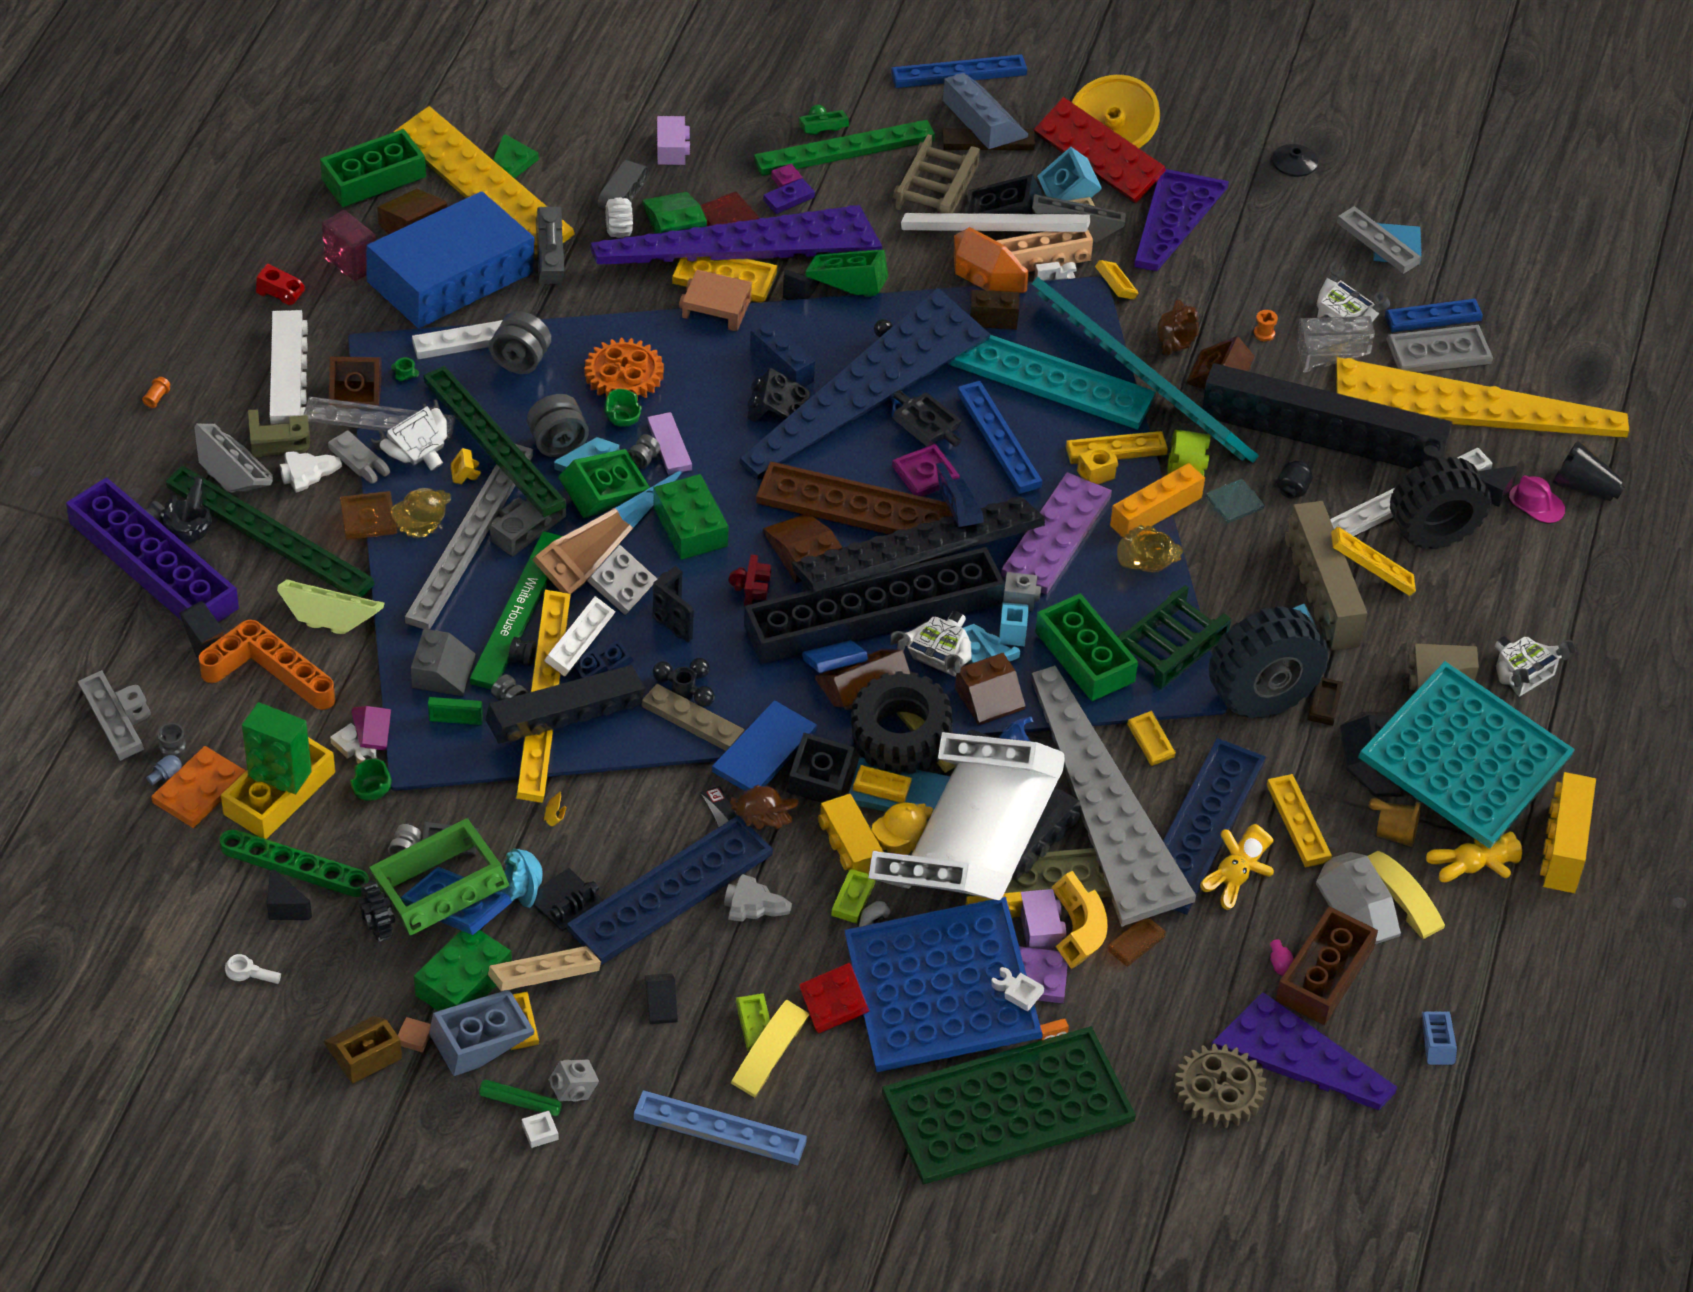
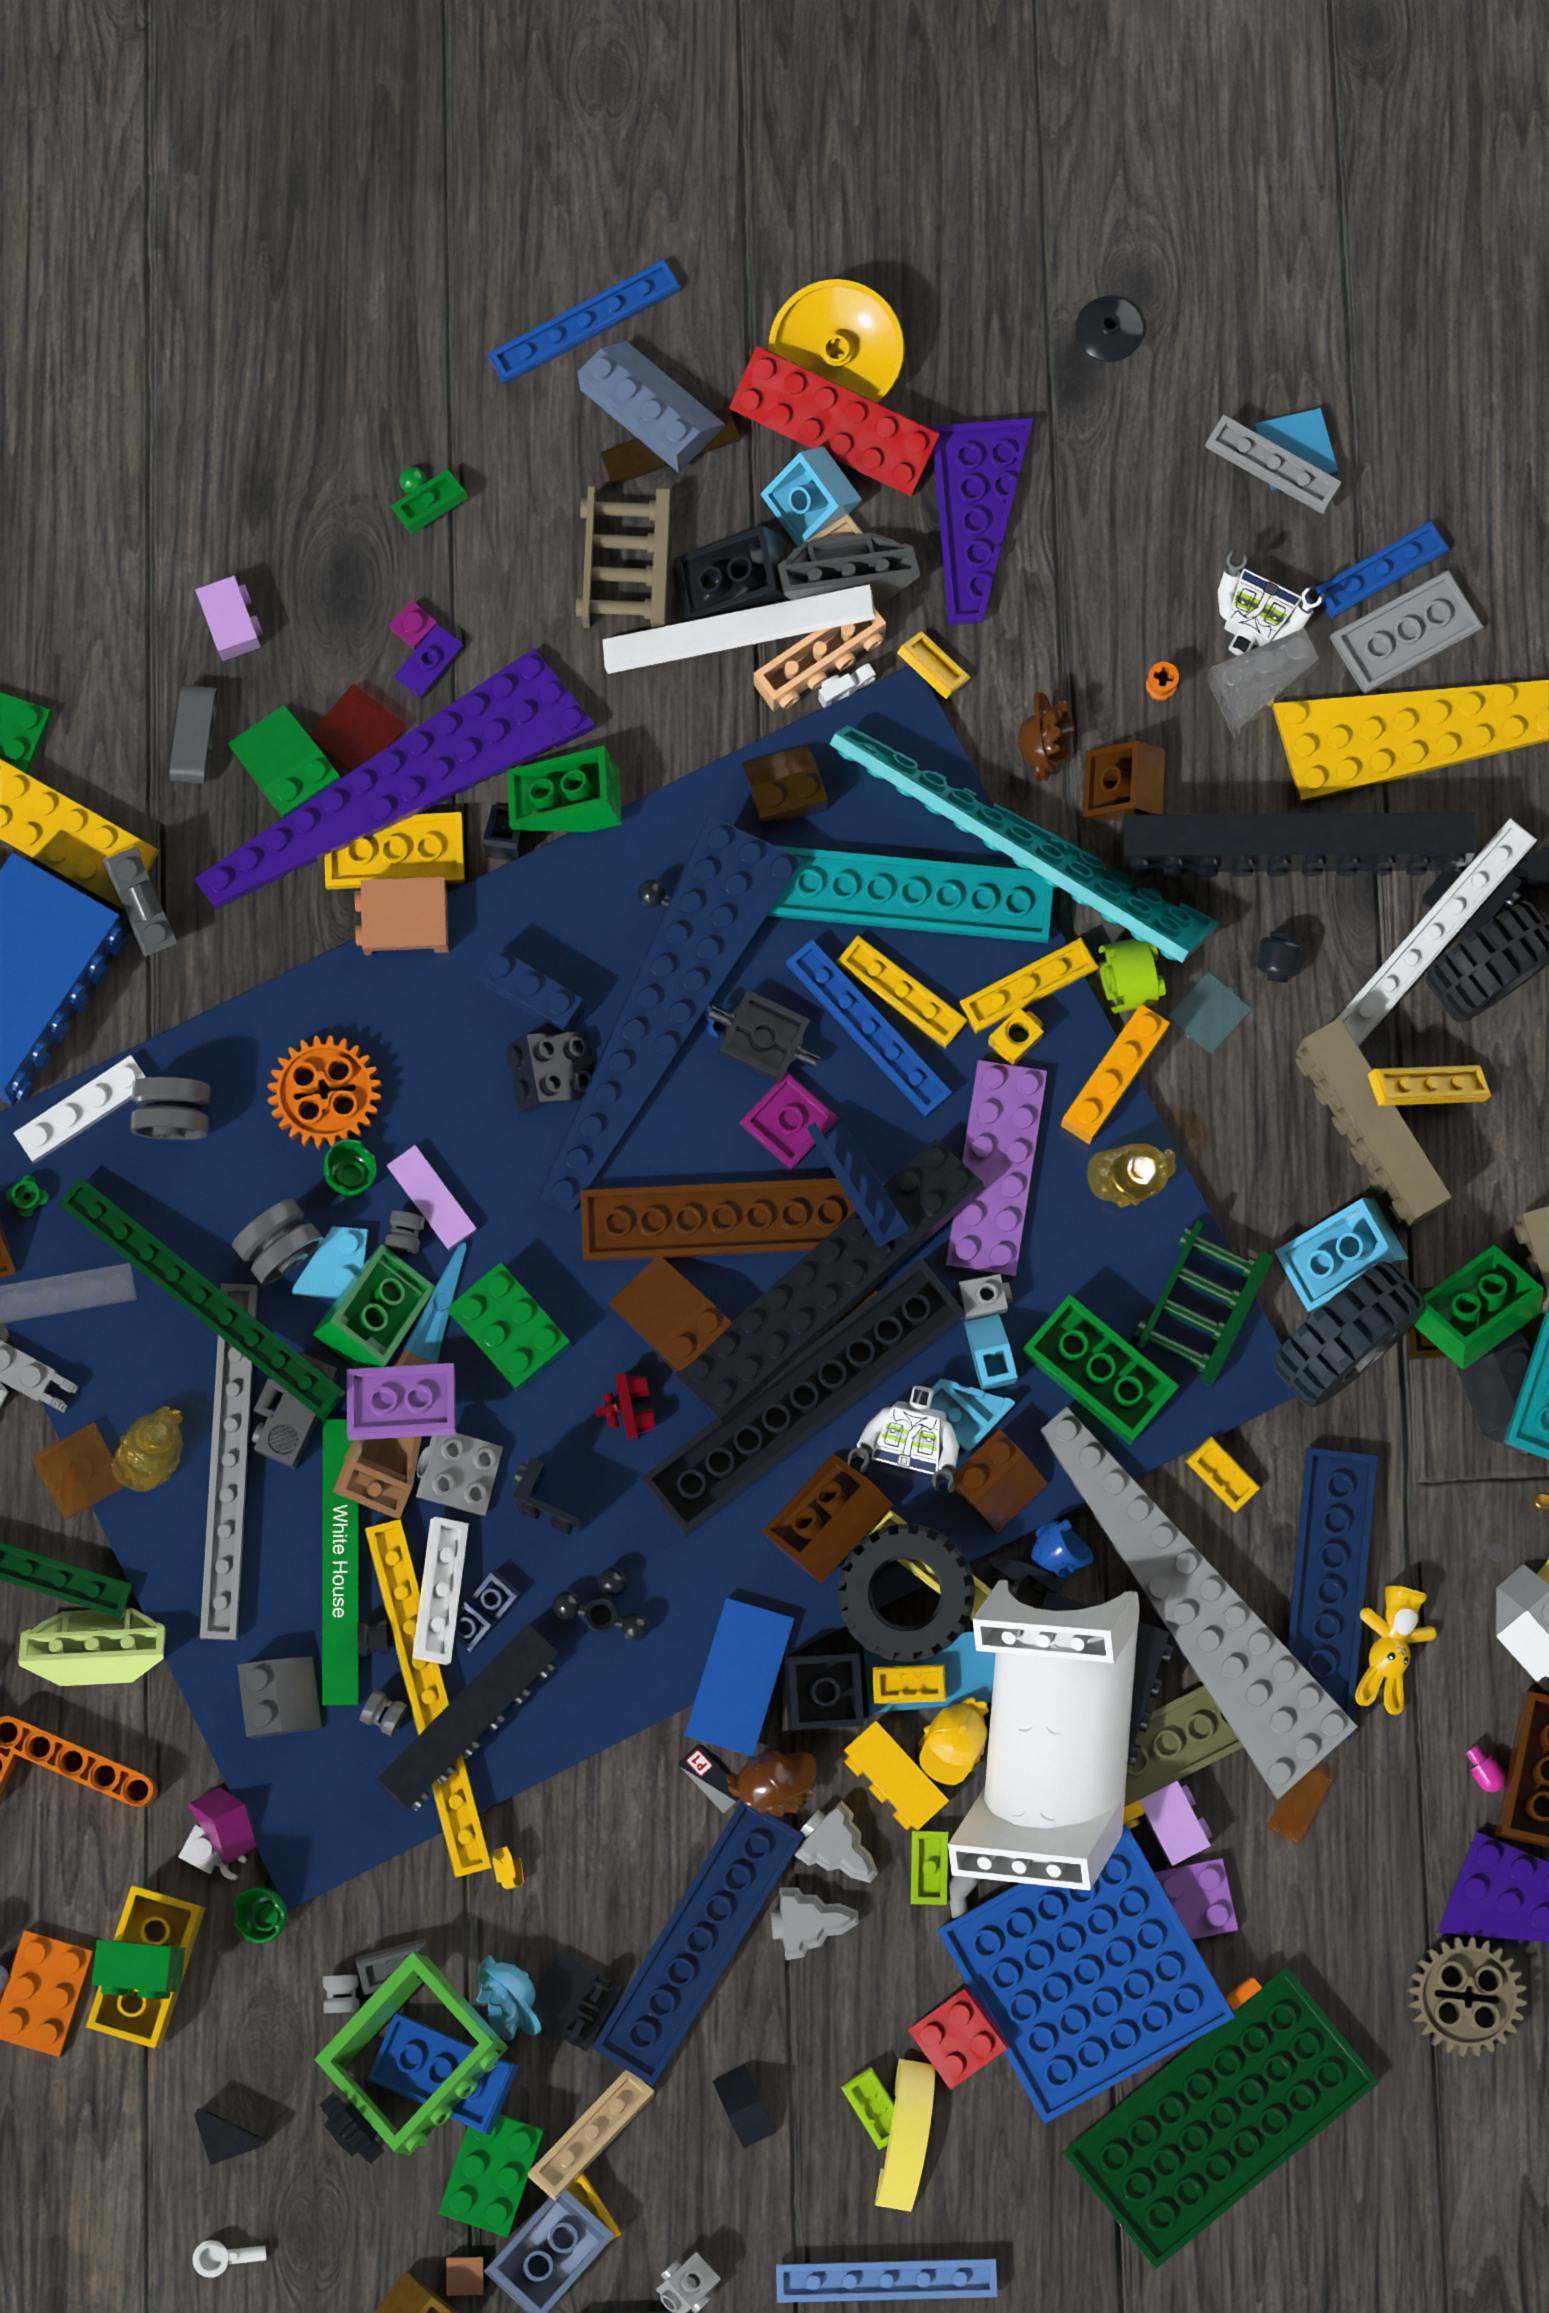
camera: 15 degrees left, 30 degrees up
(292, 866) = (212, 2076): green beam -> none
(416, 438) = (96, 1327): white torso -> none
(455, 711) = (325, 1769): green tile -> none
(464, 467) = (174, 1348): yellow tile -> none
(600, 522) = (401, 1401): none -> medium lavender plate
(619, 217) = (212, 805): white gear -> none
(692, 717) = (630, 1660): dark tan plate -> none
(792, 861) = (836, 1844): none -> light grey rock
(835, 656) = (781, 1503): blue tile -> none
(844, 147) = (474, 536): green plate -> none
(987, 263) = (749, 718): orange wedge -> none
(1020, 990) = (1194, 1972): white plate -> none
(1030, 428) = (901, 991): none -> yellow tile
(1087, 918) = (1237, 1816): yellow arch -> none
(1299, 820) = (1446, 1541): yellow plate -> none
(1366, 687) = (1479, 1307): none -> green brick

